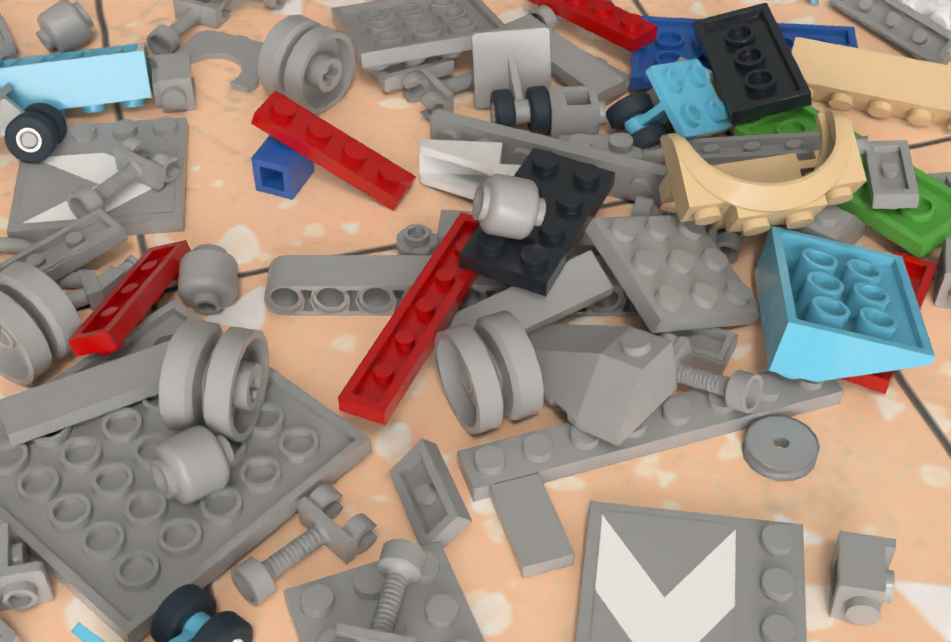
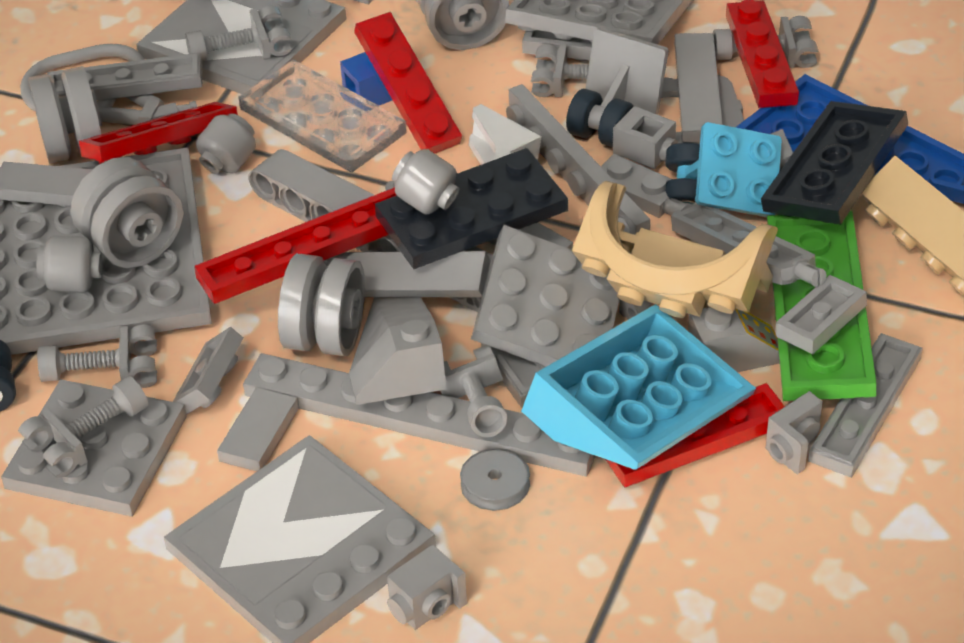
camera: 40 degrees right, 0 degrees up
(269, 214) = (322, 115): none -> clear plate

